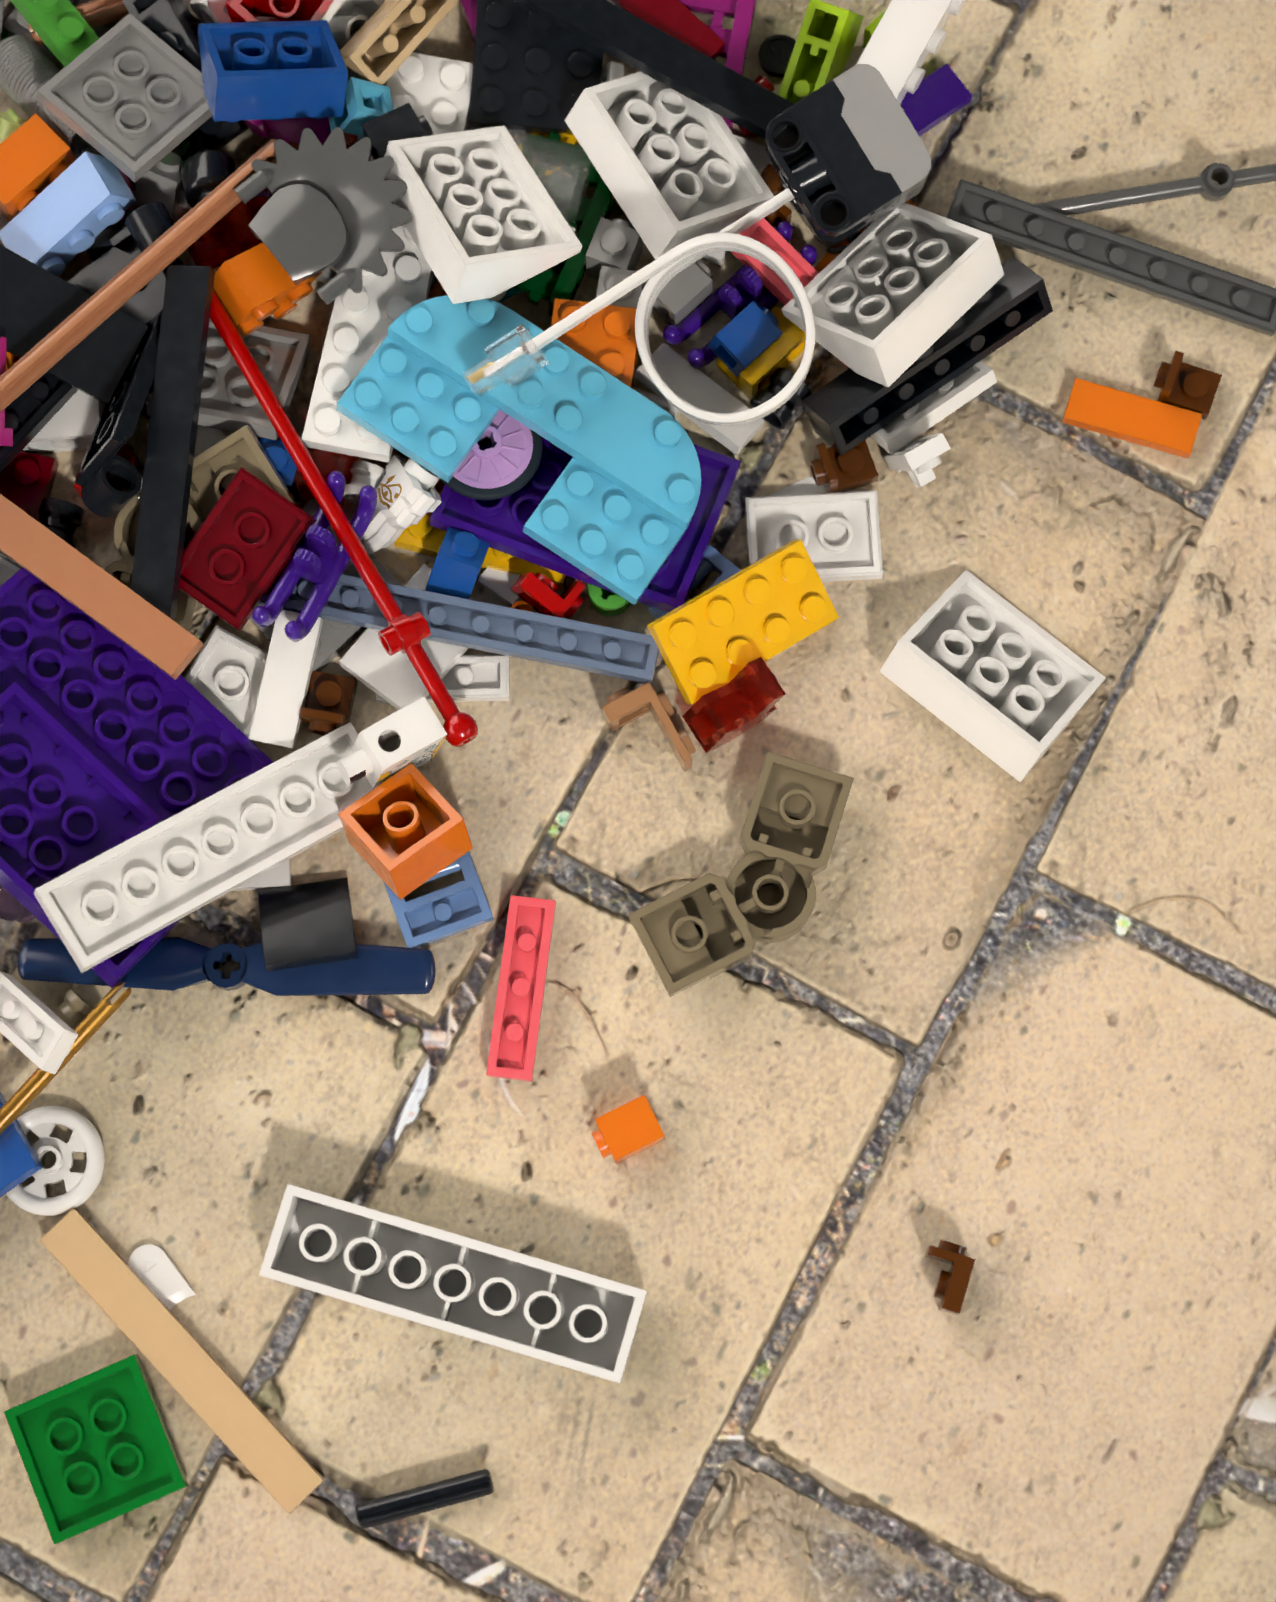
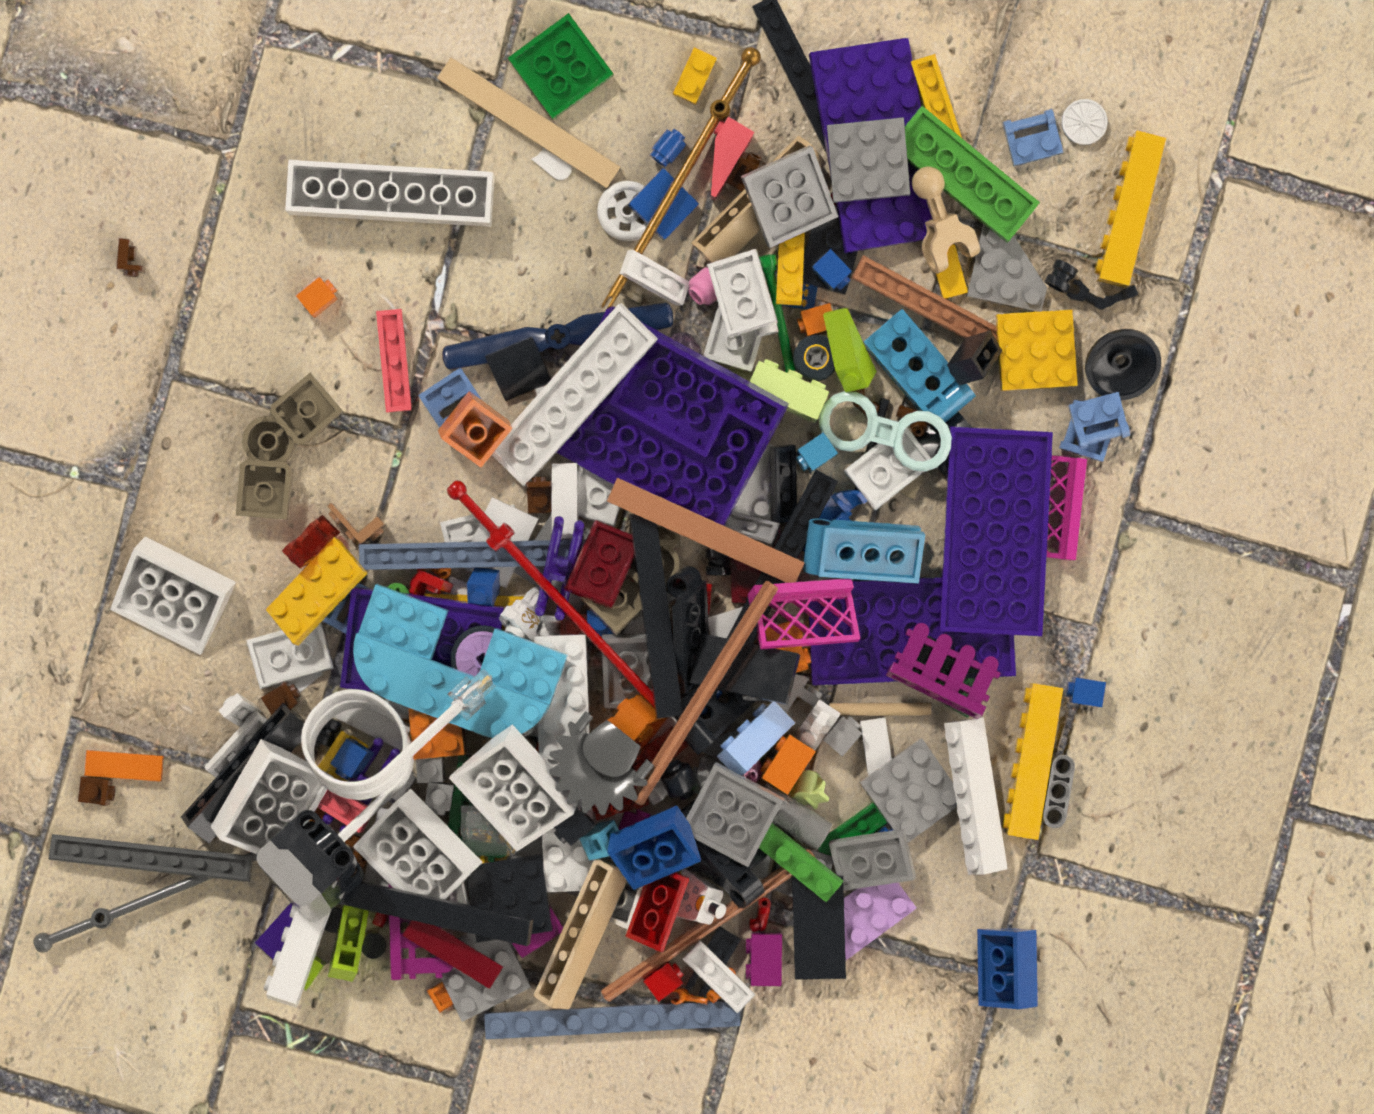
camera: 160 degrees right, 10 degrees up
(393, 743) = (492, 474): white torso -> none
(424, 1498) = (381, 81): black axle -> none

